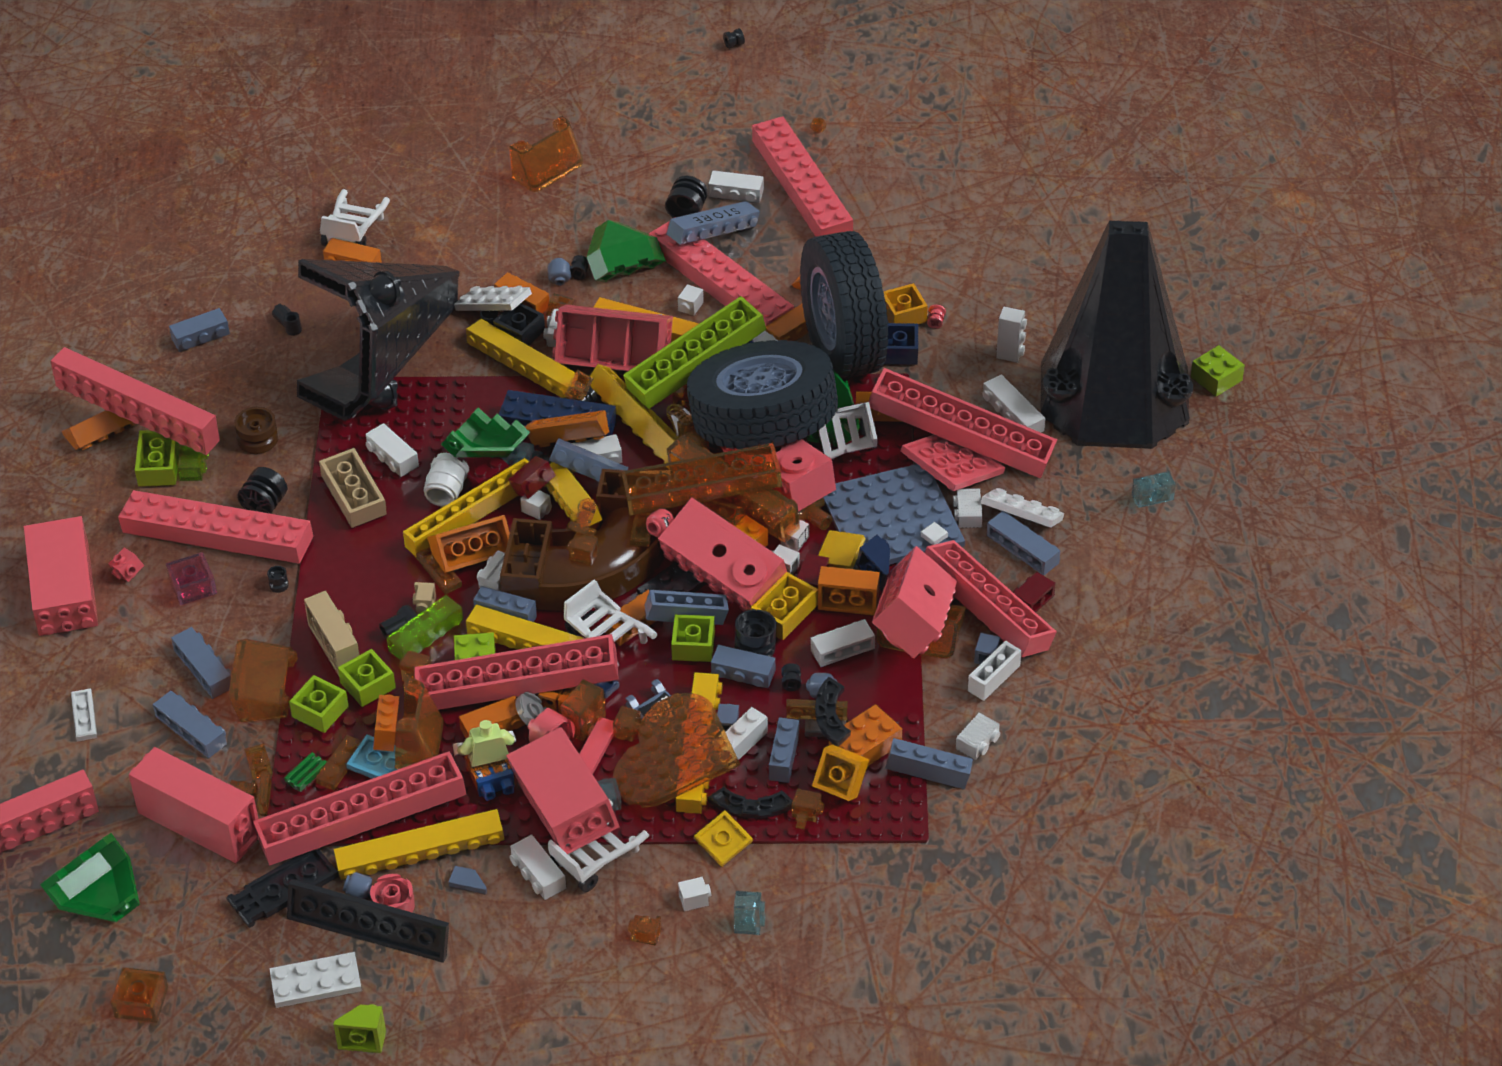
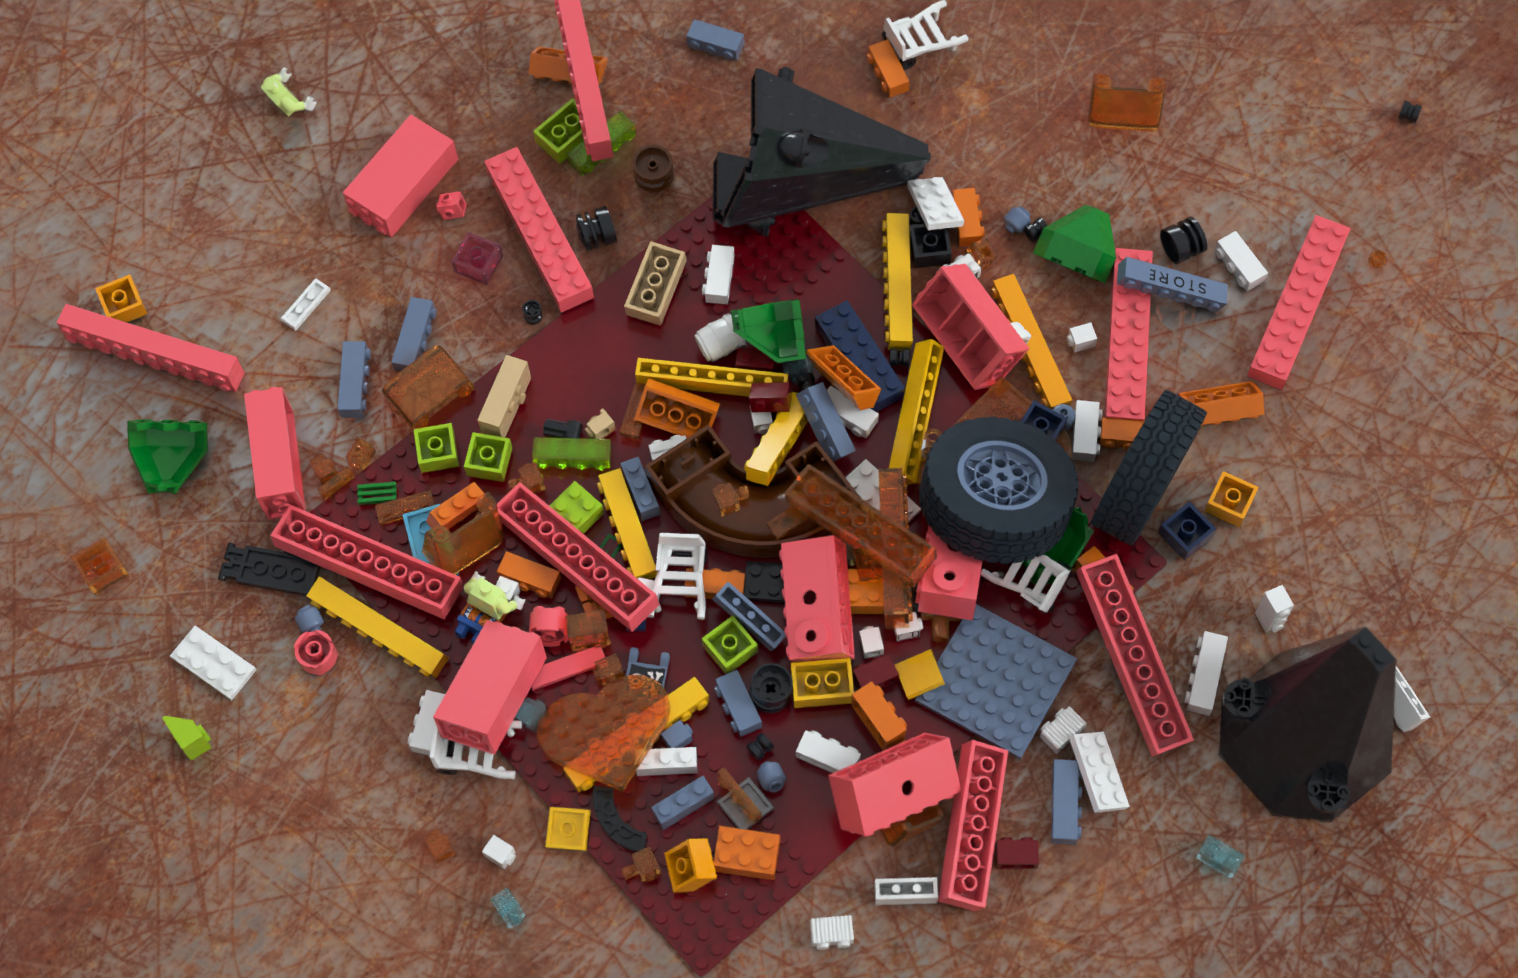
camera: 50 degrees right, 20 degrees up
(367, 920) = (281, 653): black plate -> none
(463, 811) = (431, 632): dark red rock -> none
(467, 880) = (381, 684): sand blue tile -> none
(528, 706) = (557, 592): light grey tile -> none
(578, 386) = (888, 350): clear orange brick -> none
(585, 514) = (750, 473): clear orange leg -> none
(658, 521) = (799, 529): coral head -> none
(673, 364) = (982, 396): lime brick -> none
(826, 712) = (733, 807): black tile -> none
(875, 557) = (924, 713): dark blue slope -> none
(929, 763) = (765, 920): sand blue brick -> none
(934, 534) = (1000, 730): white tile -> none
(936, 316) = (1249, 530): coral bush -> none
(951, 462) = (1090, 679): coral plate -> none
(985, 647) = (926, 865): sand blue brick -> none
(1217, 370) = (1408, 800): lime brick -> none

